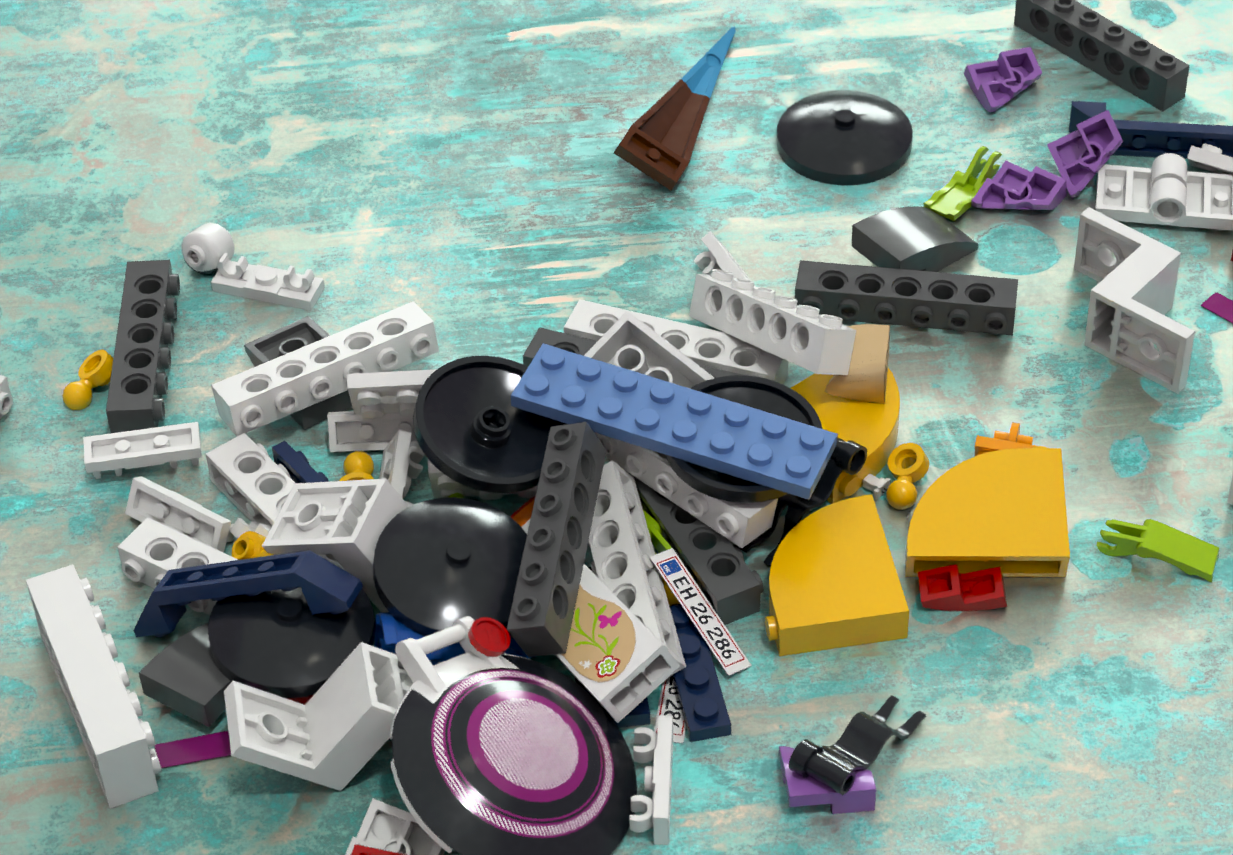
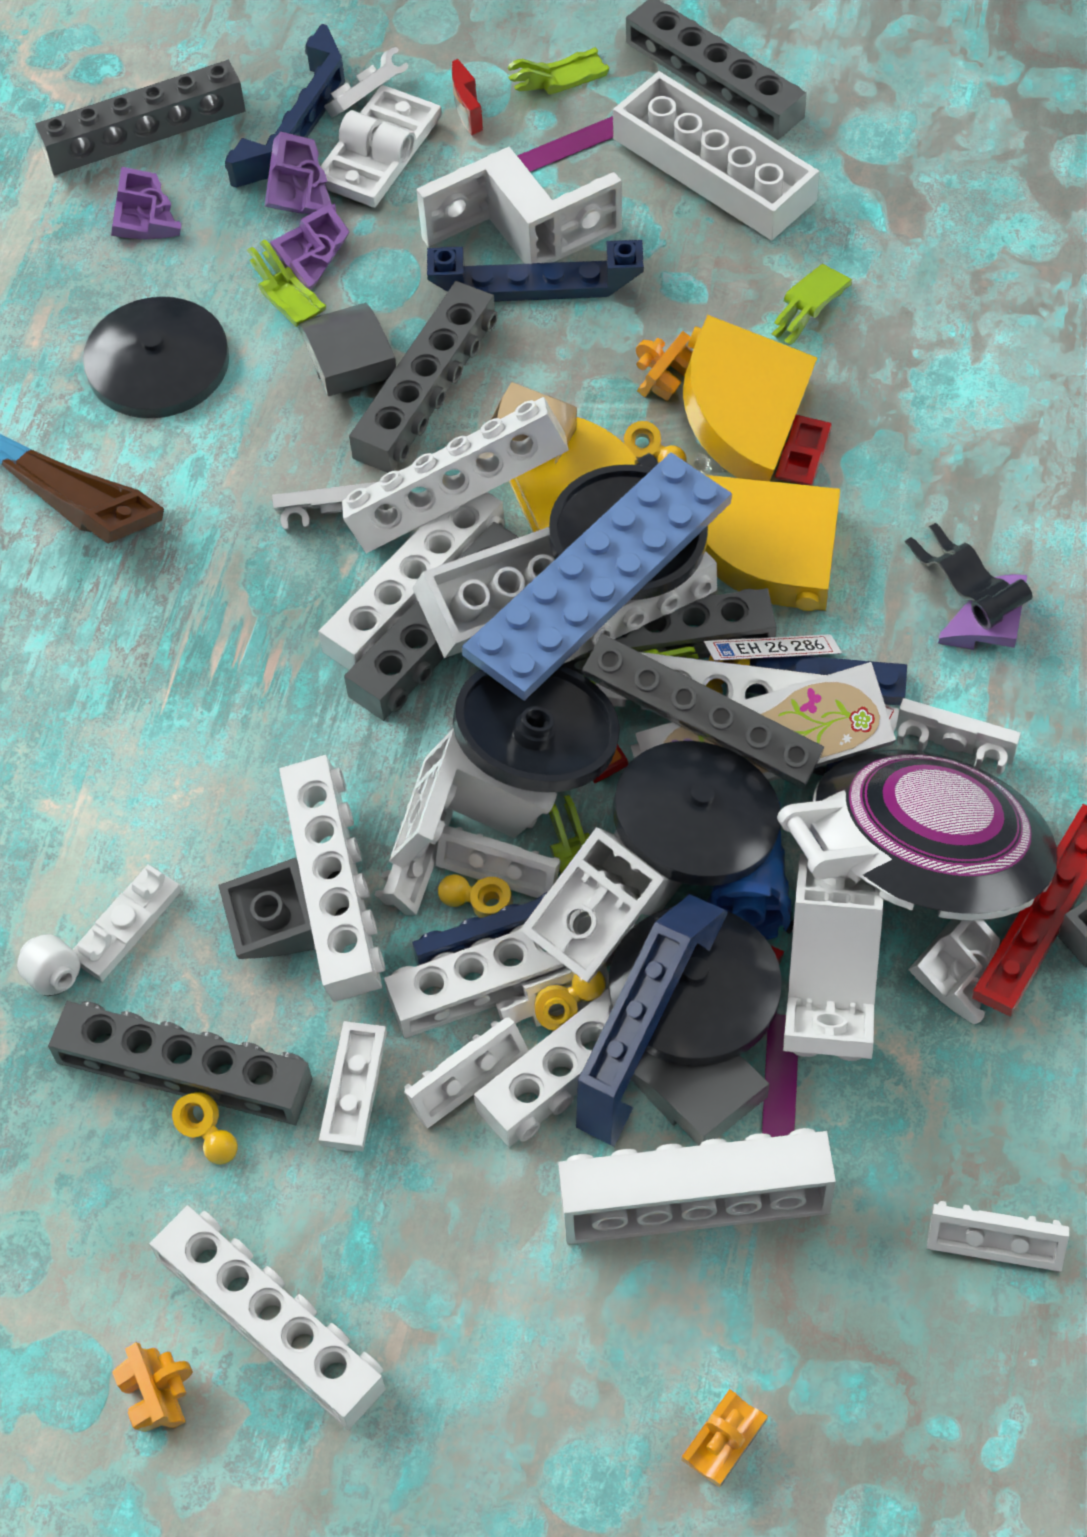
camera: 70 degrees left, 15 degrees up
(489, 637) = (813, 798): red piece -> none
(1062, 334) = (540, 280): none -> dark blue slope

